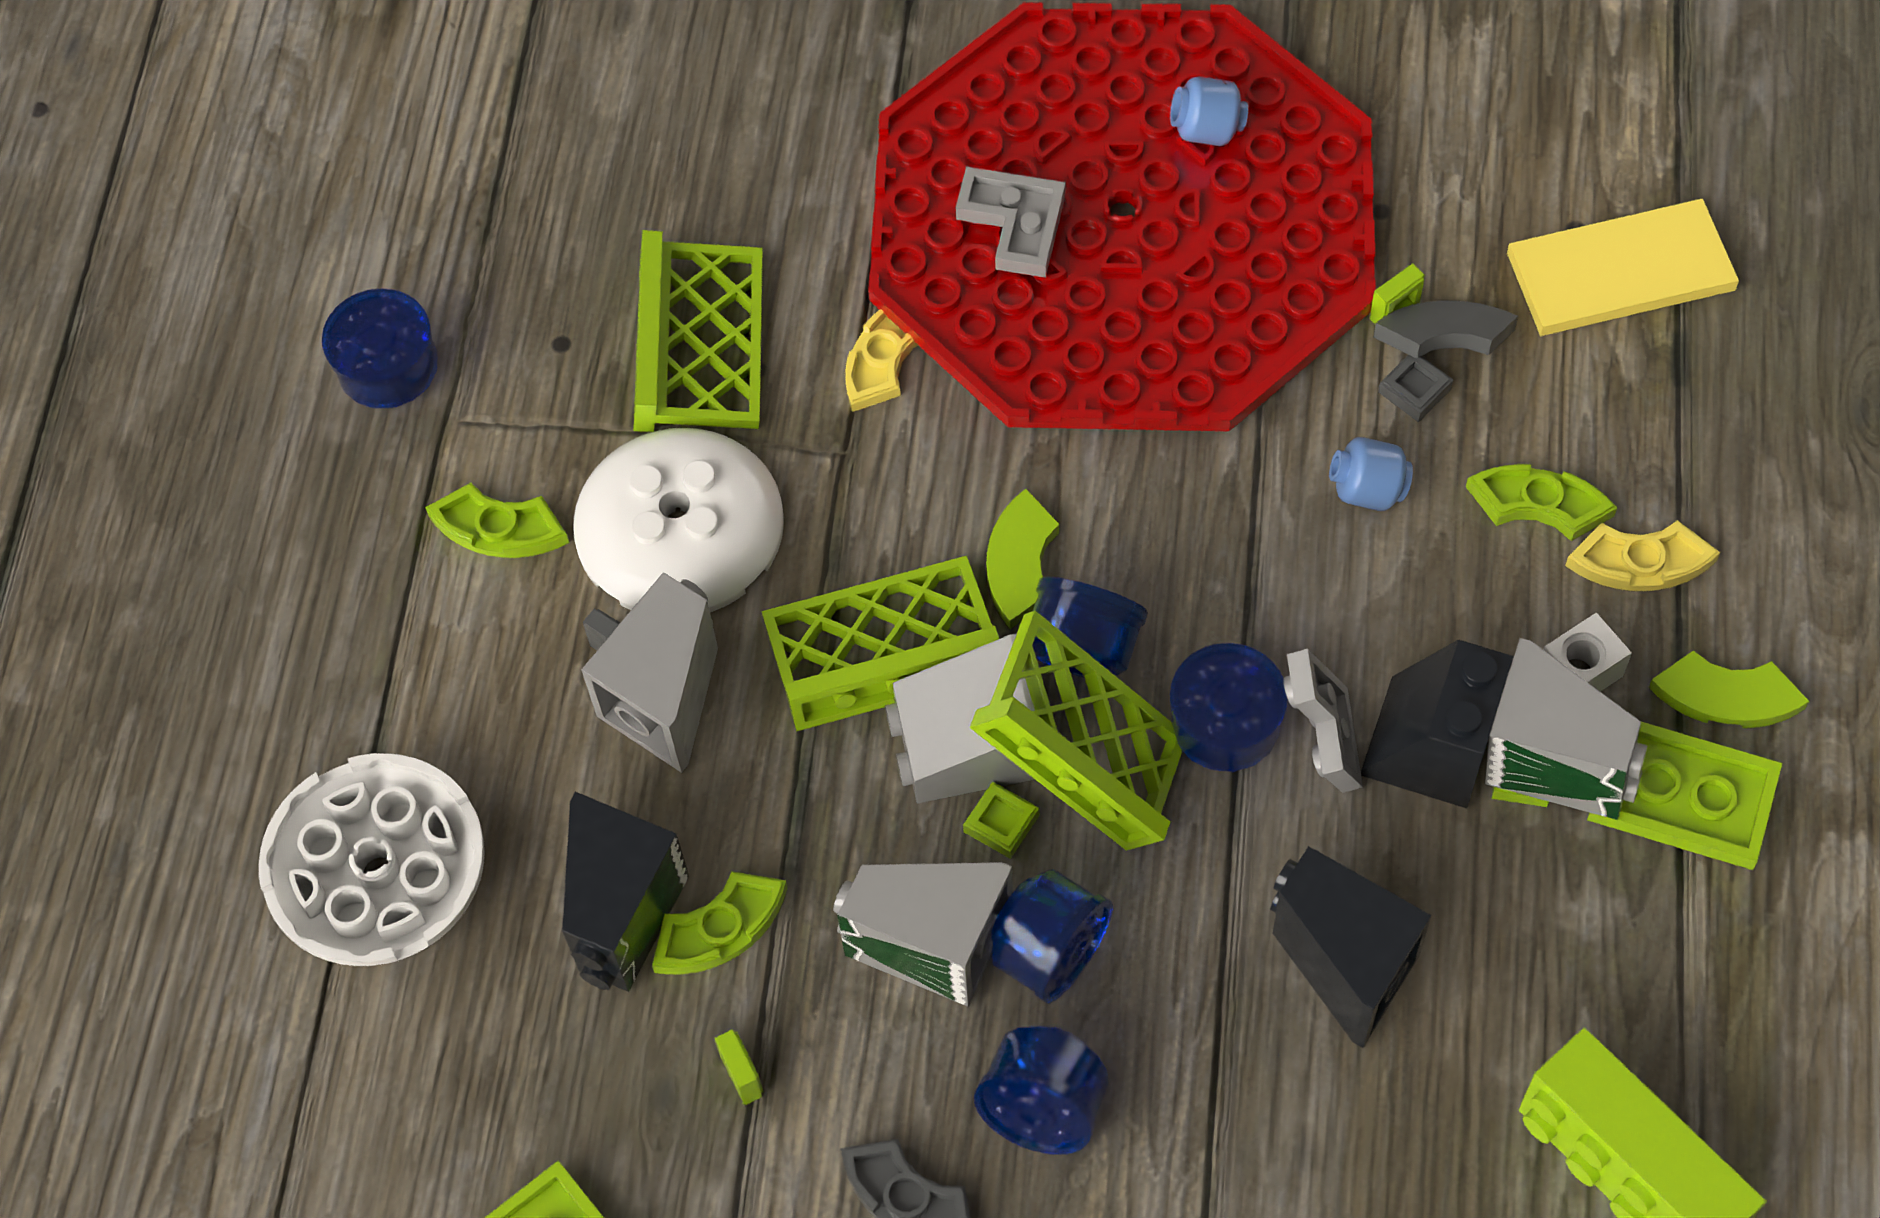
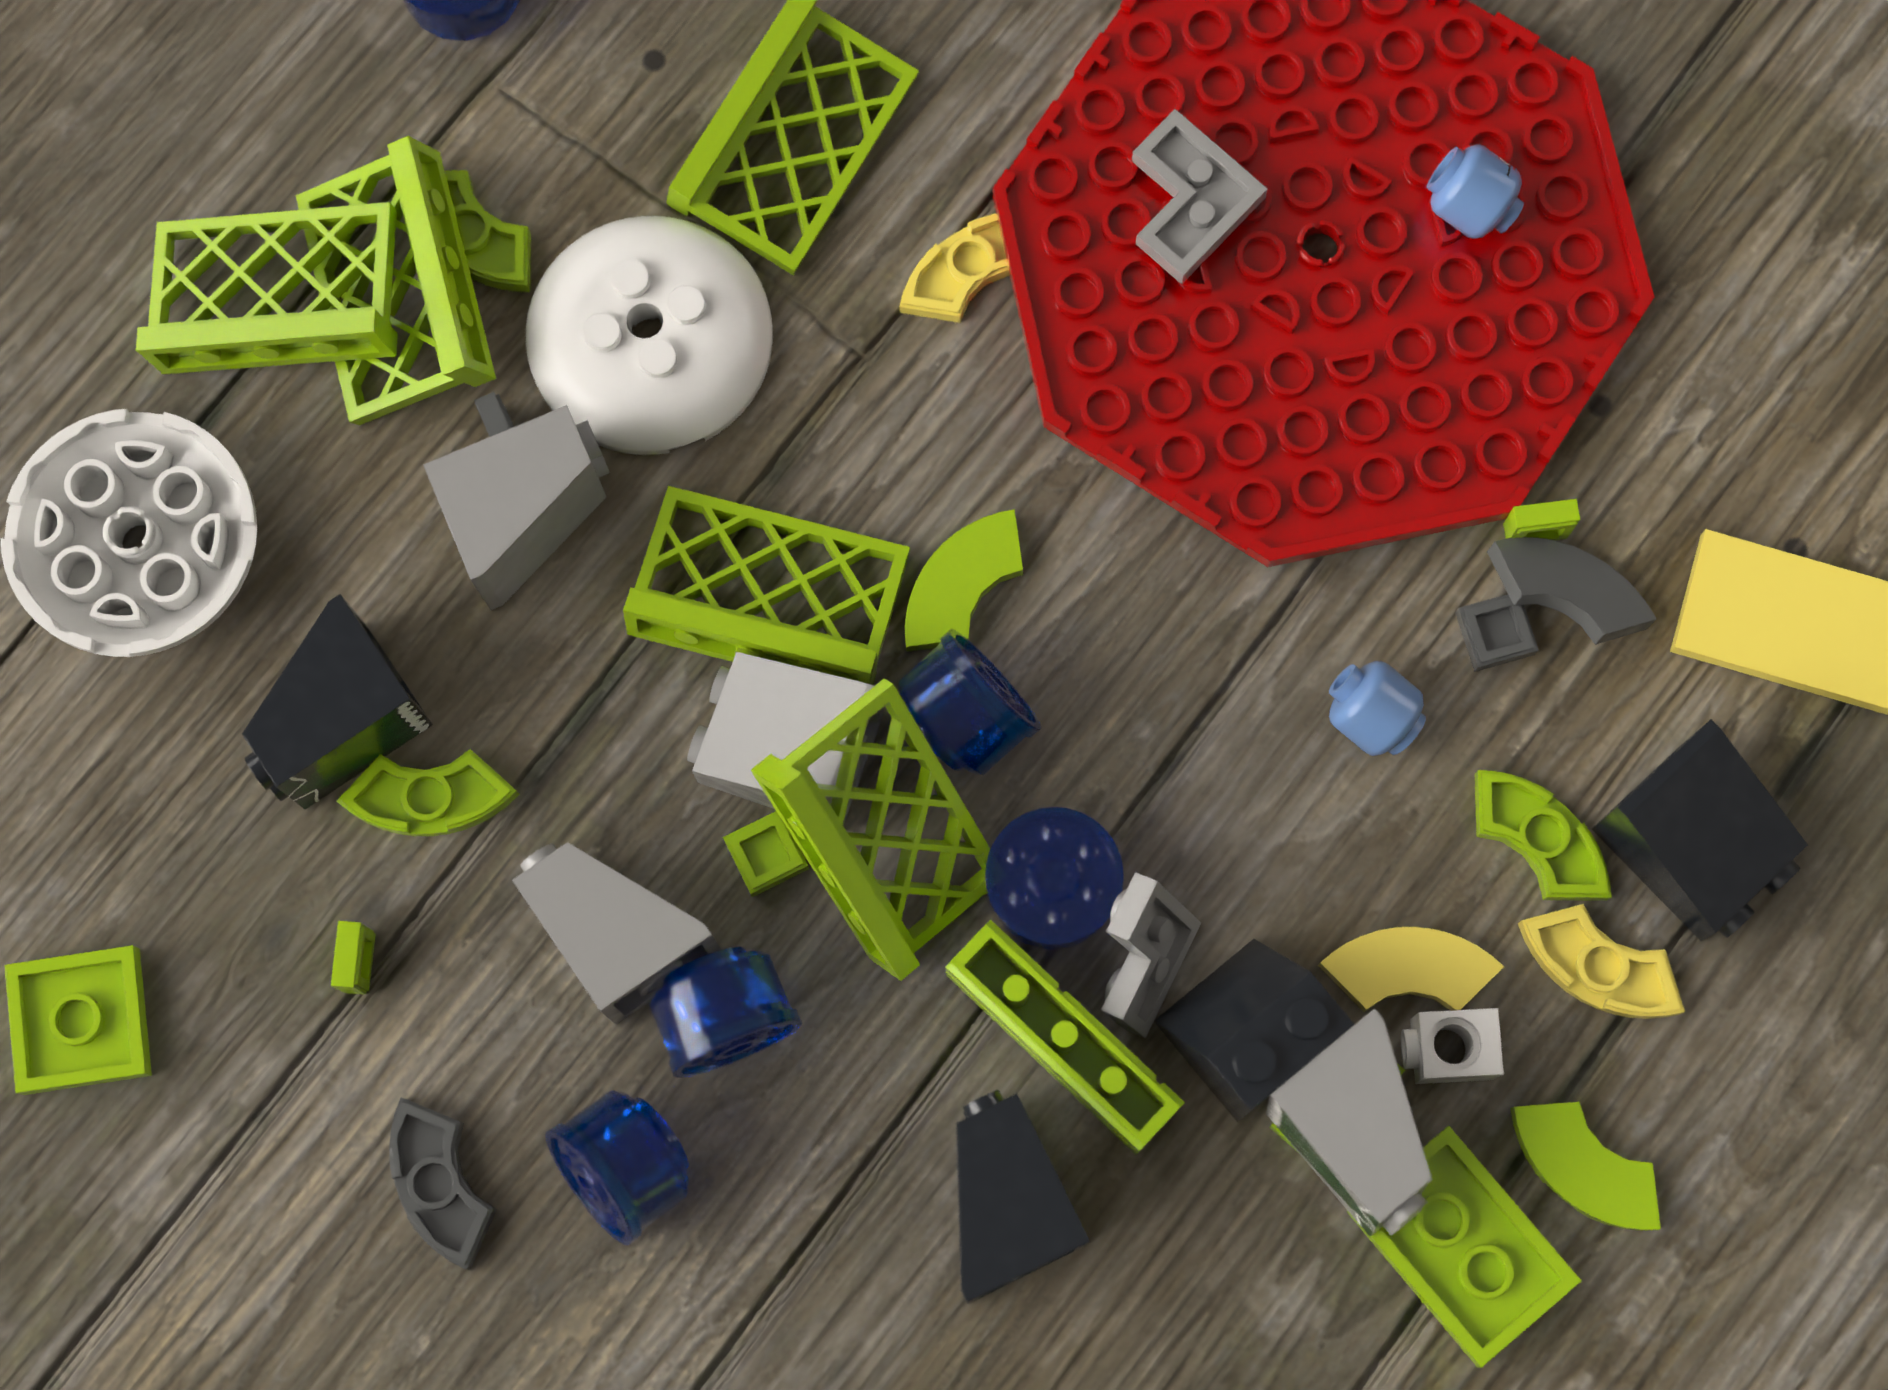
camera: 30 degrees right, 15 degrees up
(393, 663) = (280, 337): none -> lime fence
(482, 542) = (442, 273): none -> lime fence
(1308, 810) = (1063, 1037): none -> lime brick
(1529, 615) = (1413, 963): none -> light yellow tile
(1650, 427) = (1704, 834): none -> black slope

